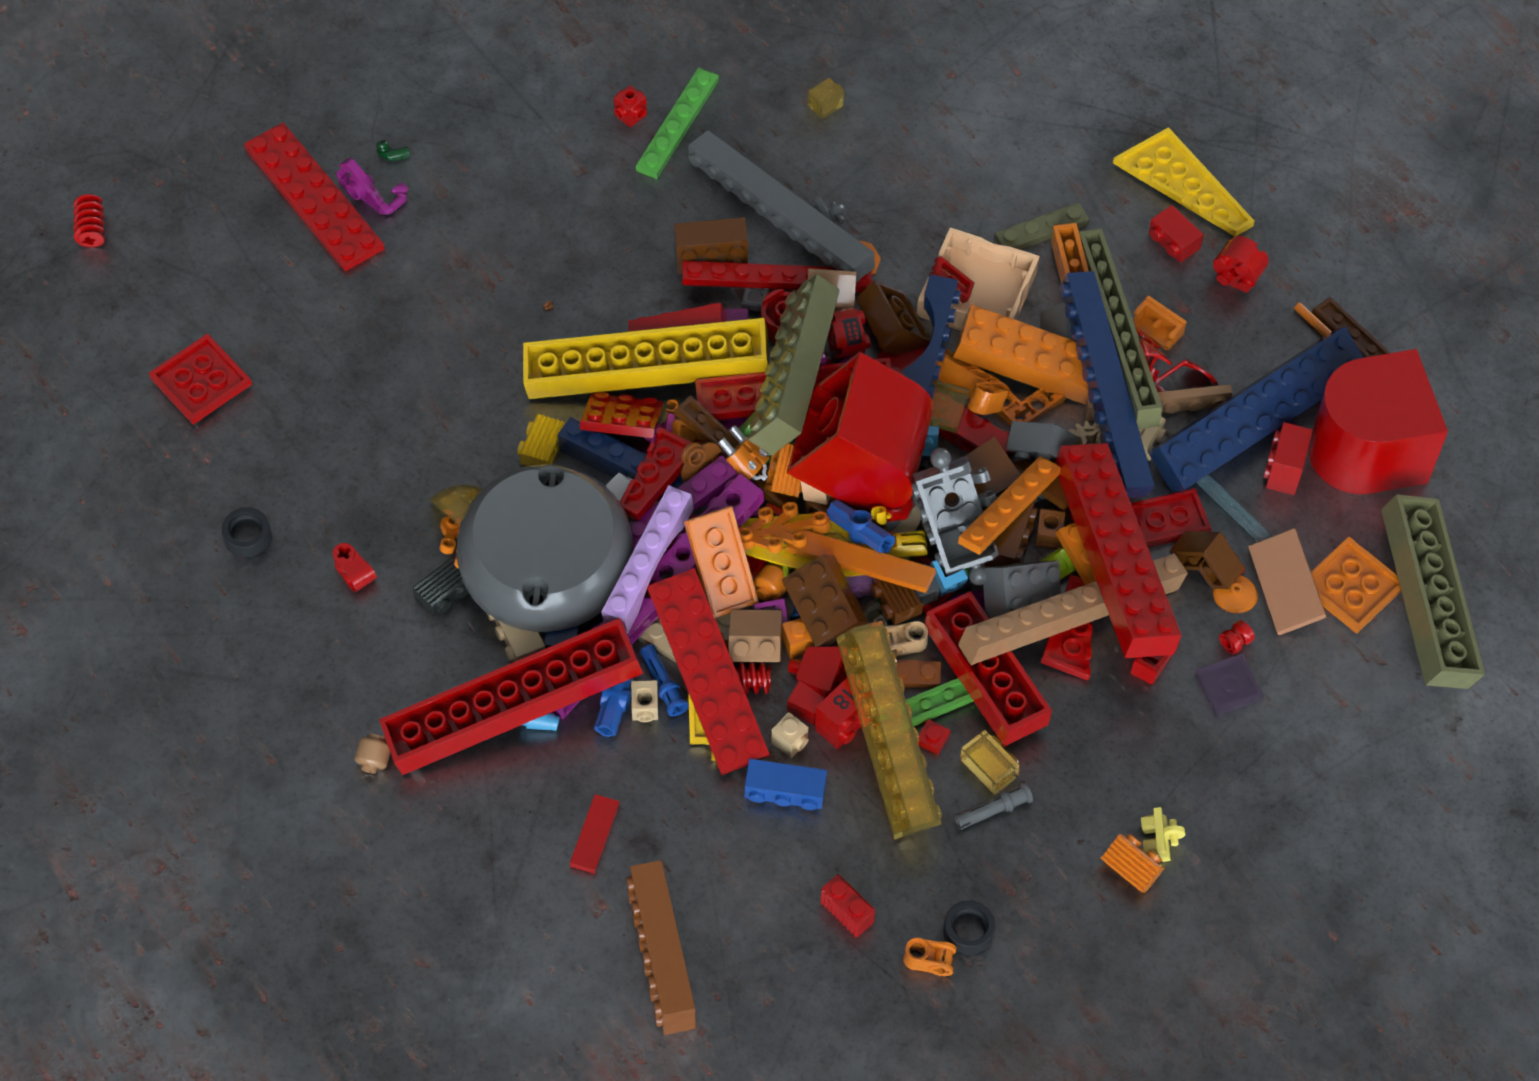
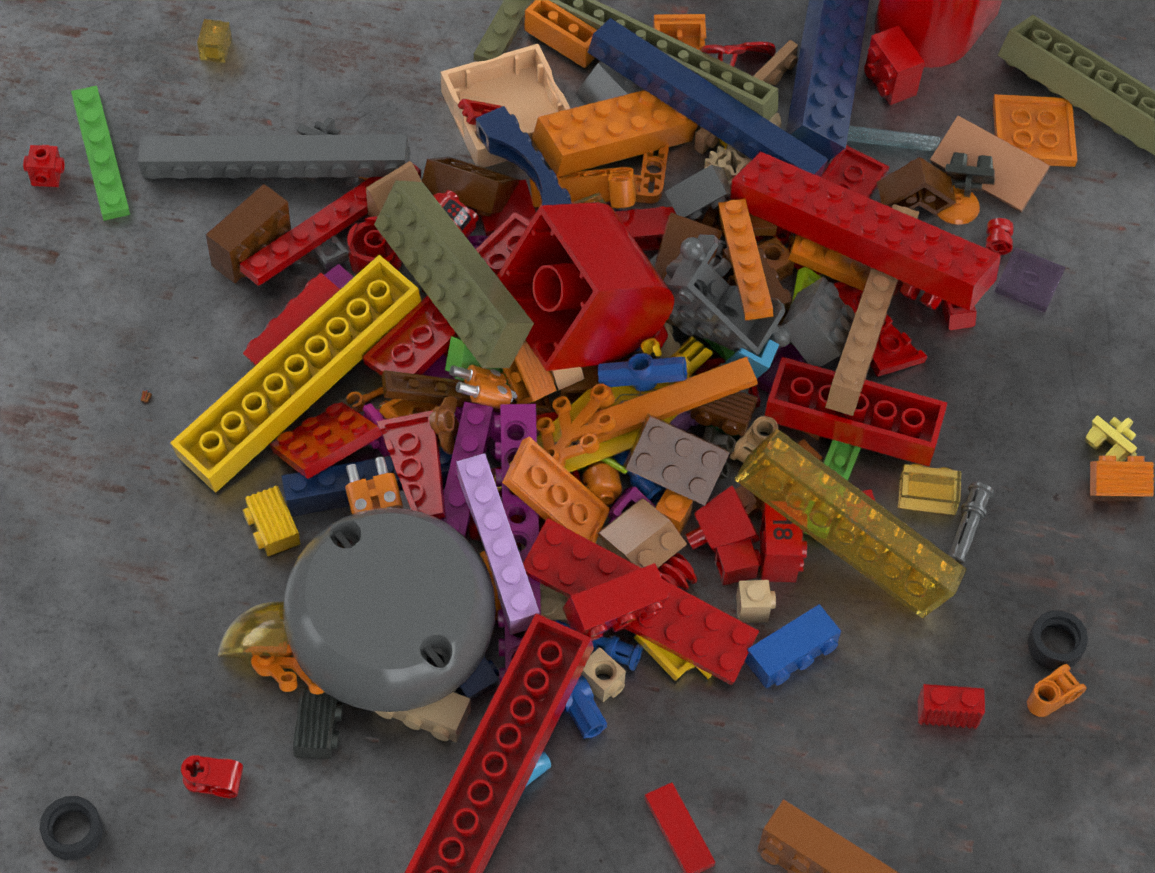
camera: 45 degrees left, 0 degrees up
(612, 472) = (375, 493): none -> orange piece
(677, 653) = (617, 602): none -> red brick
(1269, 582) = (970, 177): none -> pearl dark grey hips

